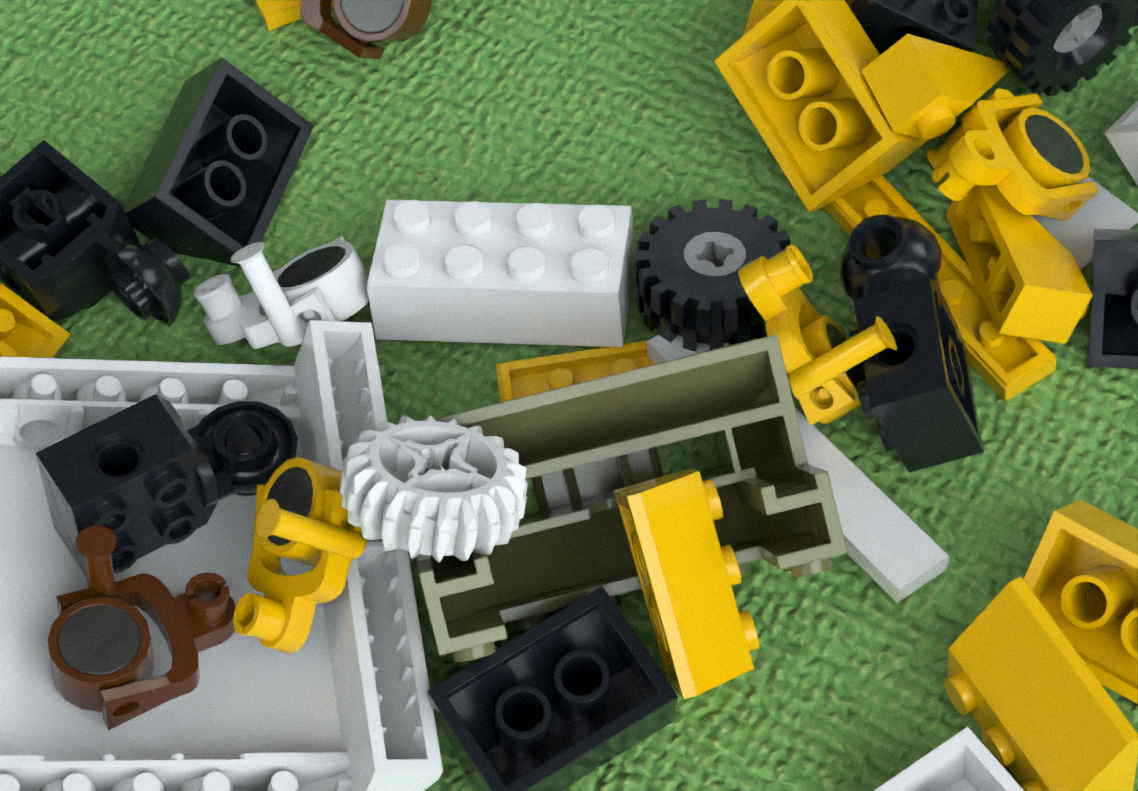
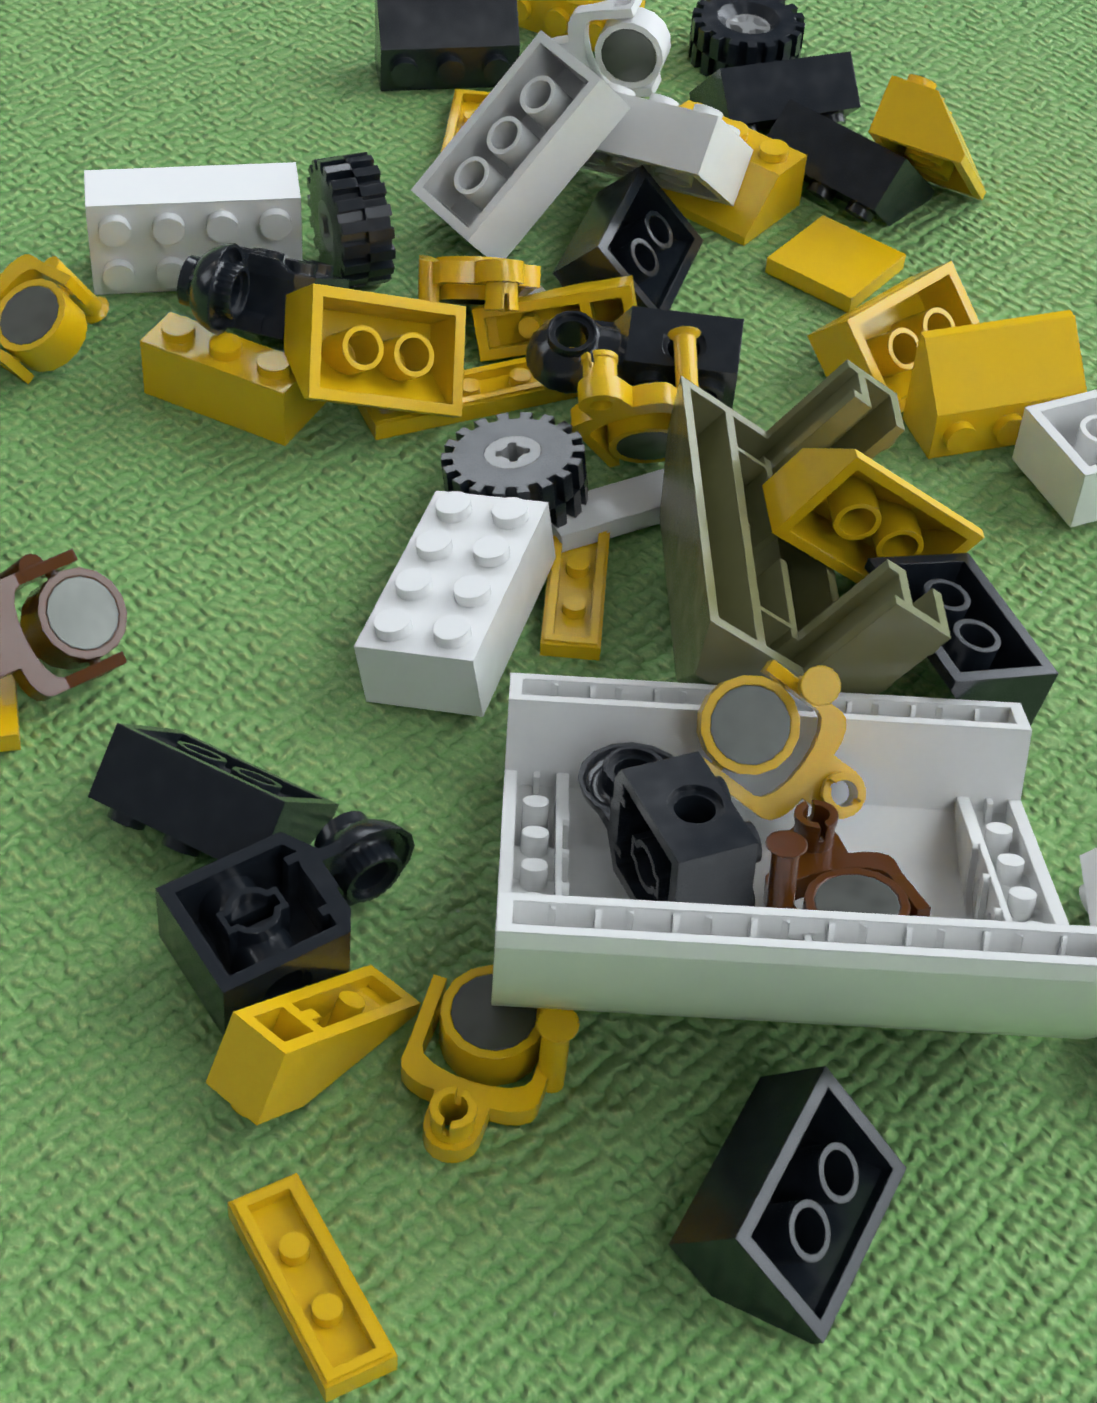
camera: 90 degrees left, 10 degrees down
(316, 286) = (443, 728): white piece -> none
(433, 488) = (803, 582): white gear -> none
(928, 84) = (419, 272): yellow slope -> none

